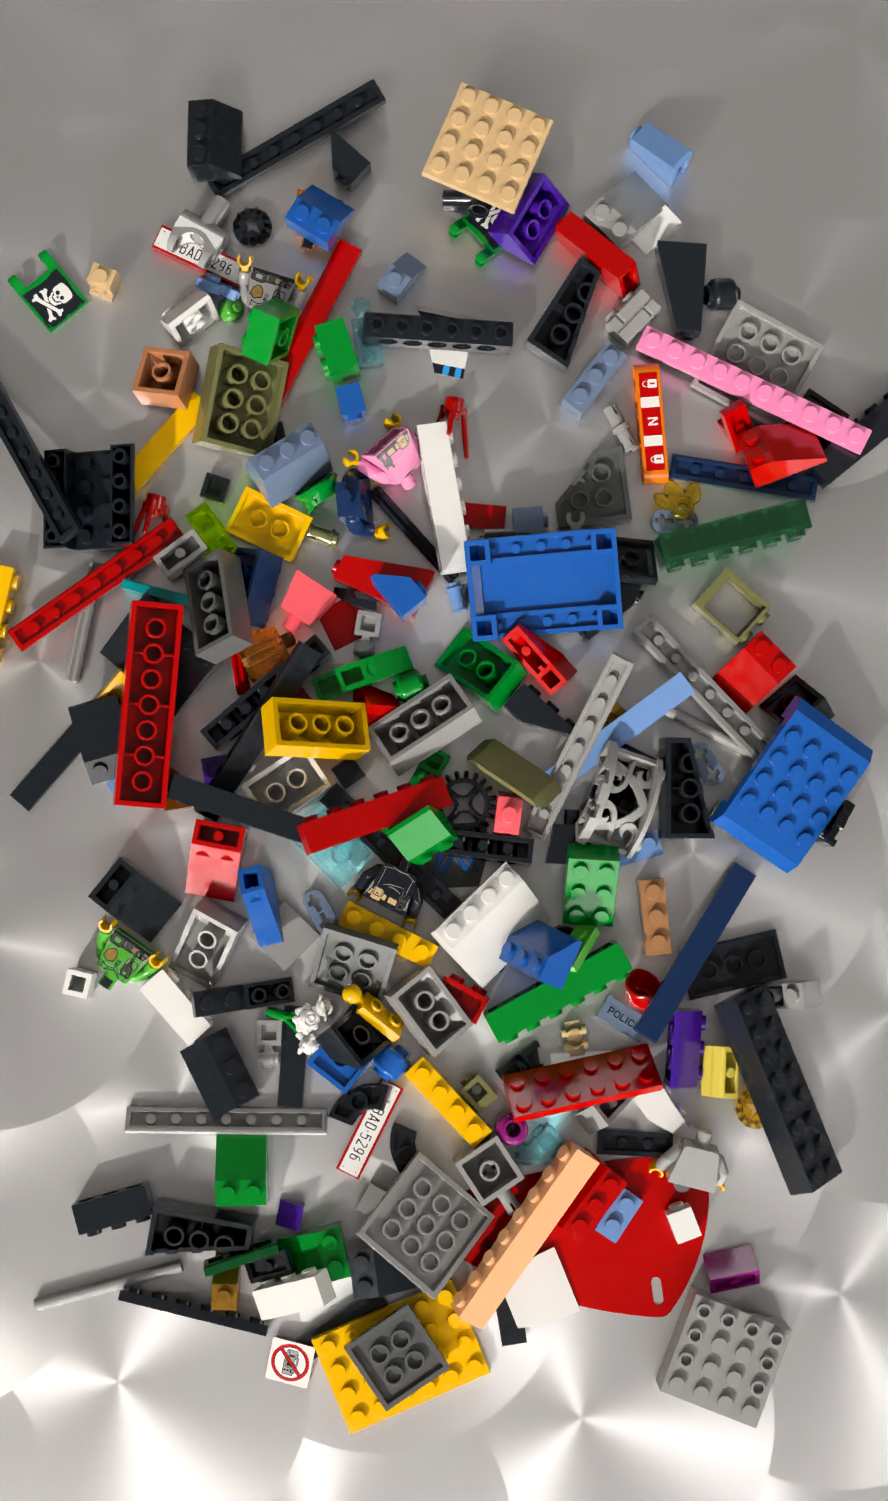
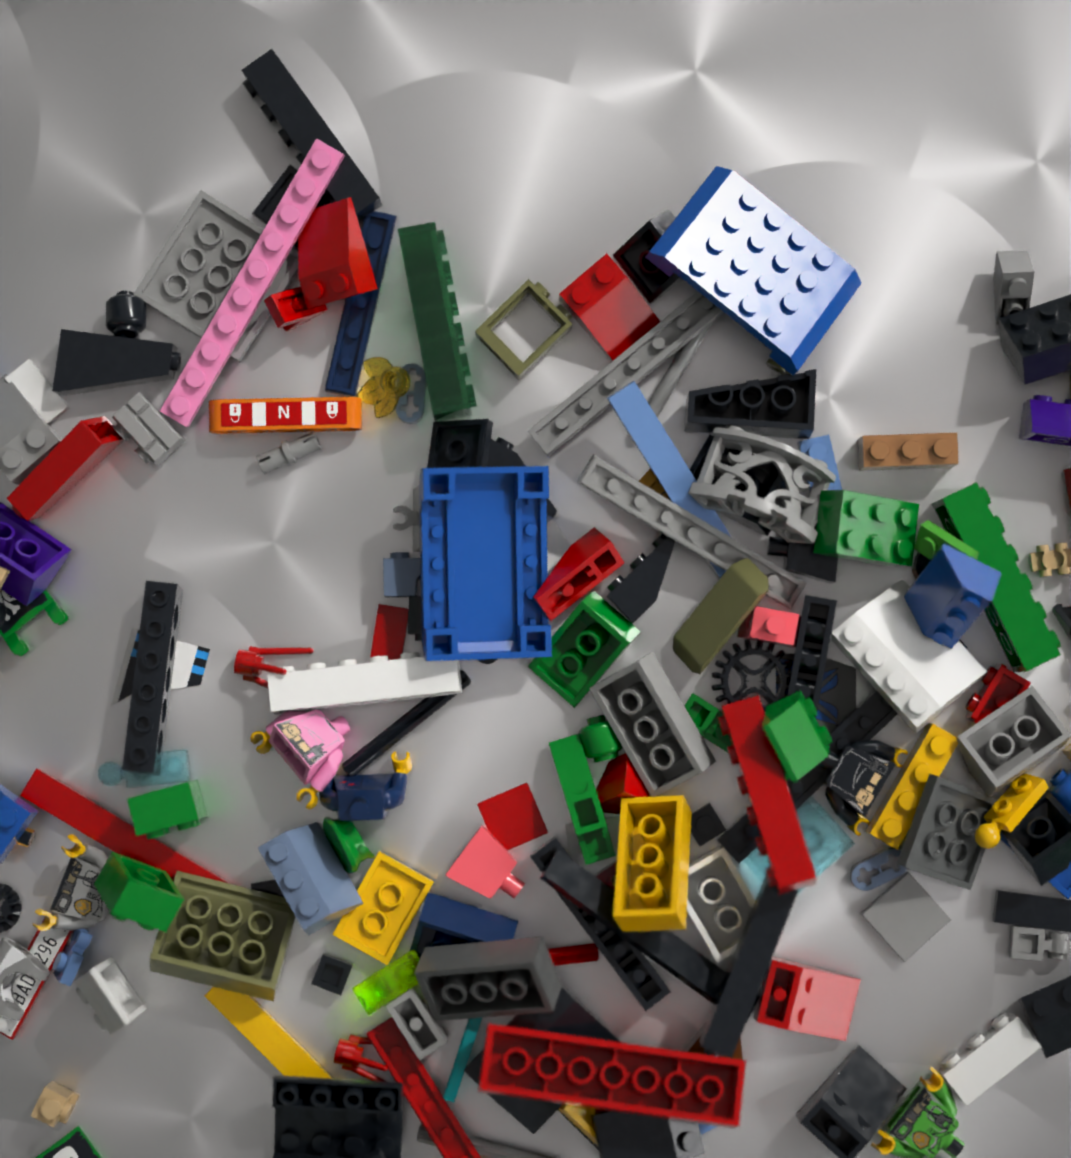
camera: 85 degrees left, 0 degrees up
(165, 378) = (186, 1030): nougat slope -> none
(207, 942) = (910, 1015): light grey slope -> none
(210, 766) = (687, 998): dark purple plate -> none
(230, 310) = (102, 942): bright green piece -> none
(242, 996) = (980, 975): black slope -> none
(261, 903) = (867, 944): blue slope -> none
(266, 652) = (547, 918): clear orange torso -> none
(305, 1021) = (1017, 896): white plant -> none
(323, 536) = (402, 838): olive pin -> none
(347, 597) = (480, 812): black slope -> none
(351, 402) = (233, 793): blue brick -> none
(356, 573) = (469, 757): red slope -> none
(368, 626) = (520, 790): light grey plate -> none
(400, 278) = (75, 720): sand blue slope -> none
(401, 593) = (488, 744): blue slope -> none
(456, 597) = (490, 673): medium blue pin -> none
(561, 322) = (149, 520): black wedge -> none
(593, 380) = (225, 483): sand blue arch -> none
(597, 491) = (366, 487): dark grey plate -> none
(620, 1016) = (1030, 497): sand blue tile -> none
(641, 987) = (998, 469): red helmet -> none
(694, 953) = (958, 404): dark blue tile -> none
(713, 763) = (716, 367): sand blue beam -> none
(739, 964) = (970, 358): black tile -> none
(836, 823) = (805, 216): black wing -> none

